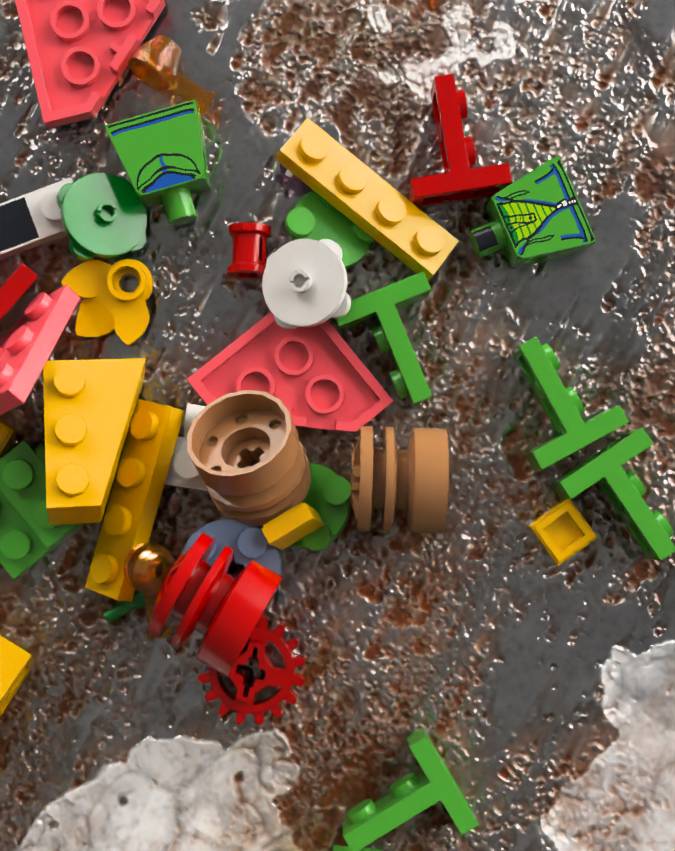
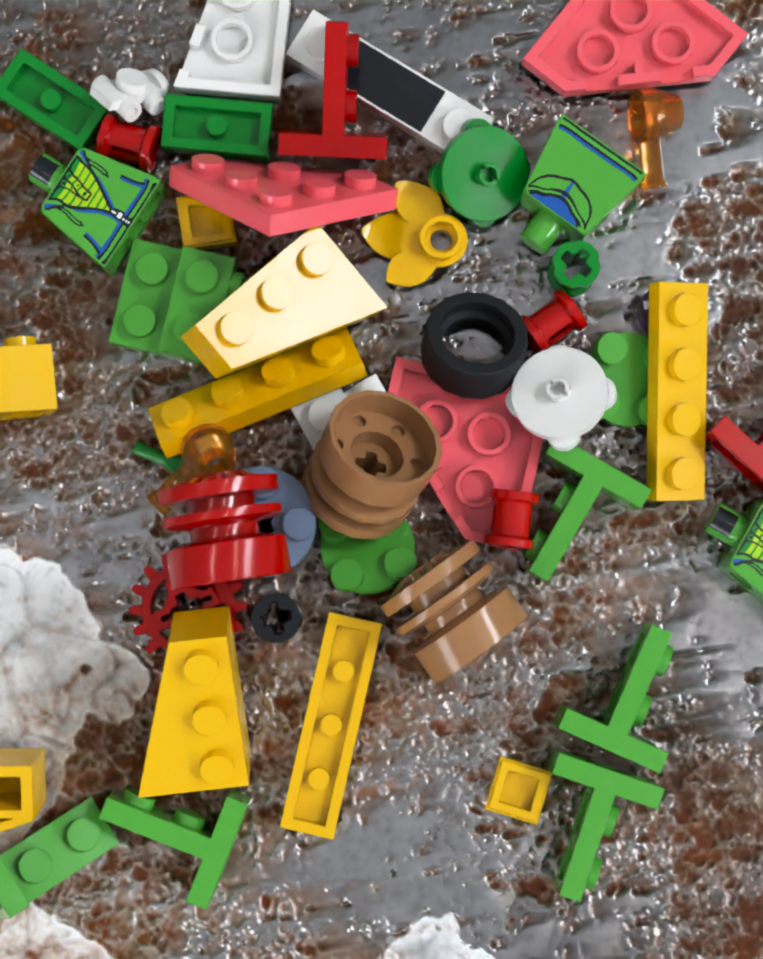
camera: 55 degrees right, 0 degrees up
(205, 293) = (485, 314): none -> black tyre
(209, 204) = (565, 255): none -> green bush
(292, 526) = (340, 547): yellow tile -> none
(315, 623) = (269, 632): none -> black bush
(332, 719) = (199, 710): none -> yellow wedge
(367, 386) = (511, 518): none -> red bush
(415, 631) = (331, 725): none -> yellow plate

